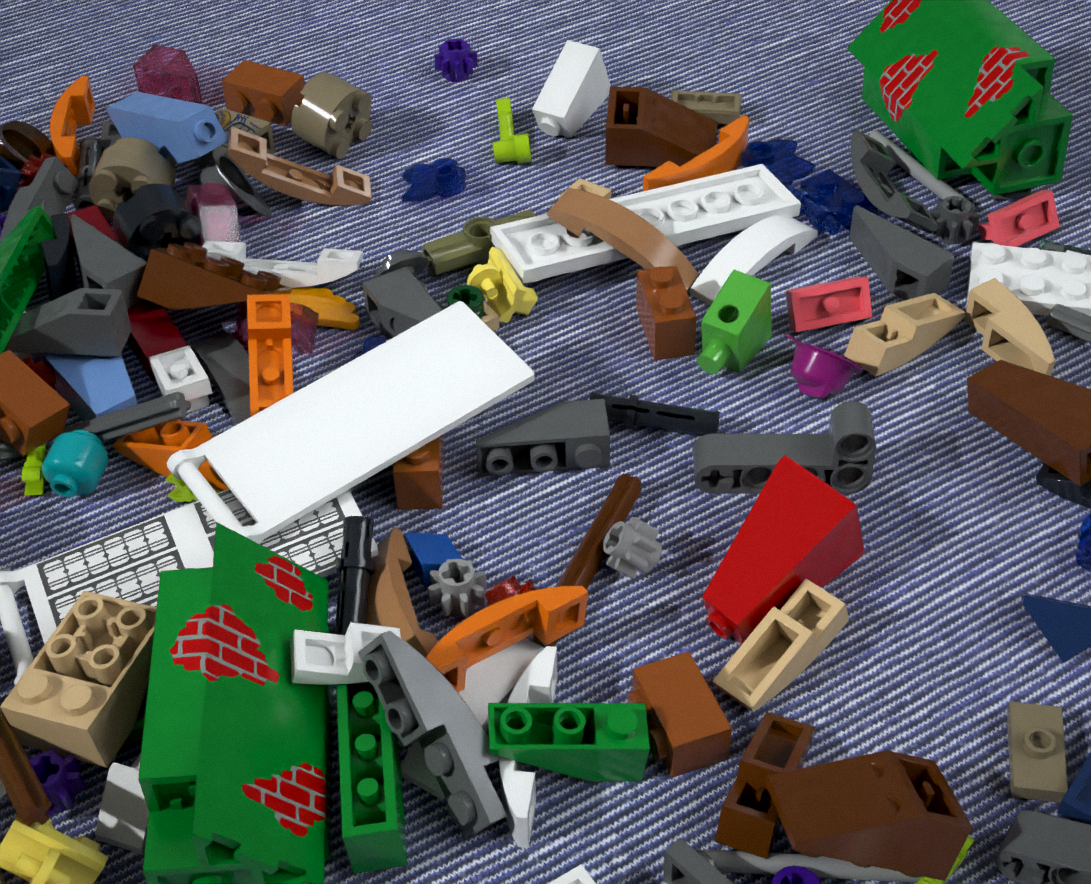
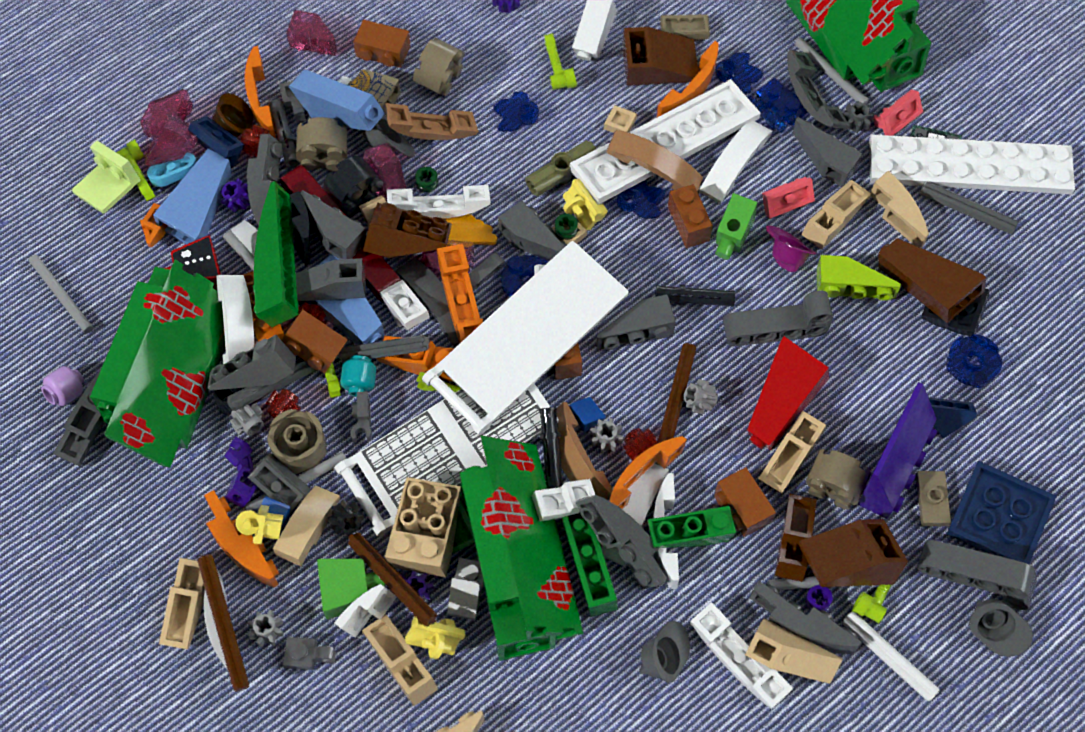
camera: 10 degrees left, 20 degrees up
(63, 517) = (362, 411): none -> flat silver plate
(275, 243) = (426, 172): none -> dark green bush
(323, 353) = (485, 270): none -> dark grey beam
(414, 261) = (516, 196): dark grey piece -> none
(595, 291) = (644, 200): none -> clear blue plate
(856, 688) = (837, 478): none -> dark tan brick
(922, 415) = (852, 279): none -> lime slope
(974, 657) = (900, 456): none -> dark purple slope

